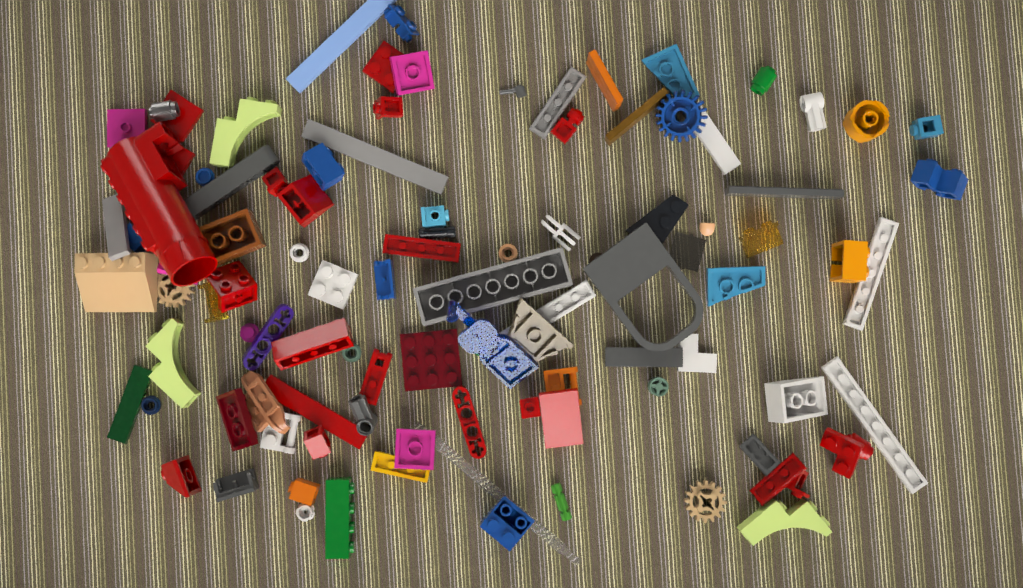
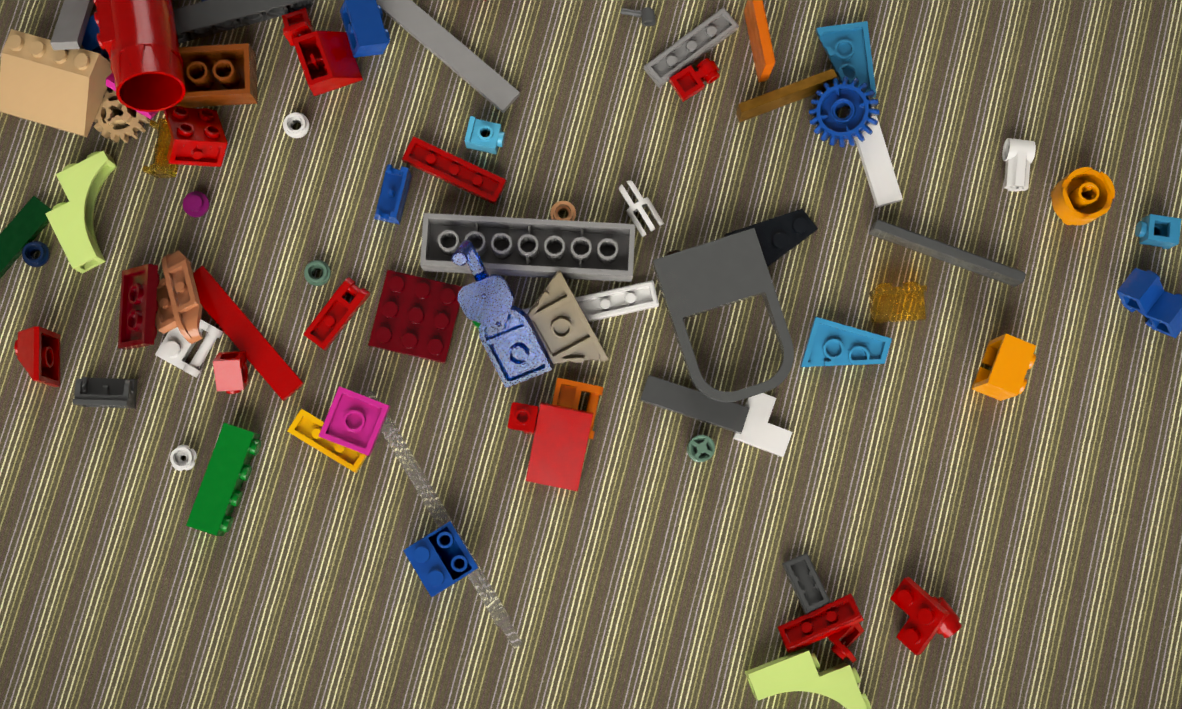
camera: 15 degrees right, 5 degrees down
(265, 335) = (213, 212): dark purple beam -> none
(303, 491) = (190, 430): orange brick -> none
(312, 344) = (270, 243): brick -> none
(333, 284) = (324, 179): white plate -> none
(362, 414) = (303, 352): dark grey piece -> none
(437, 232) = (481, 157): black axle -> none
(467, 422) = (433, 412): red beam -> none
(561, 502) = (522, 558): bright green axle -> none
(687, 251) = (797, 288): clear smoke piece -> none
(707, 228) = (831, 266): light nougat hinge -> none
(710, 495) = (702, 626): tan gear -> none
(763, 80) = (964, 103): green brick -> none
(795, 399) = (878, 526): white slope -> none
(865, 290) = (1020, 408): white tile -> none
(874, 425) = (972, 597): white tile -> none

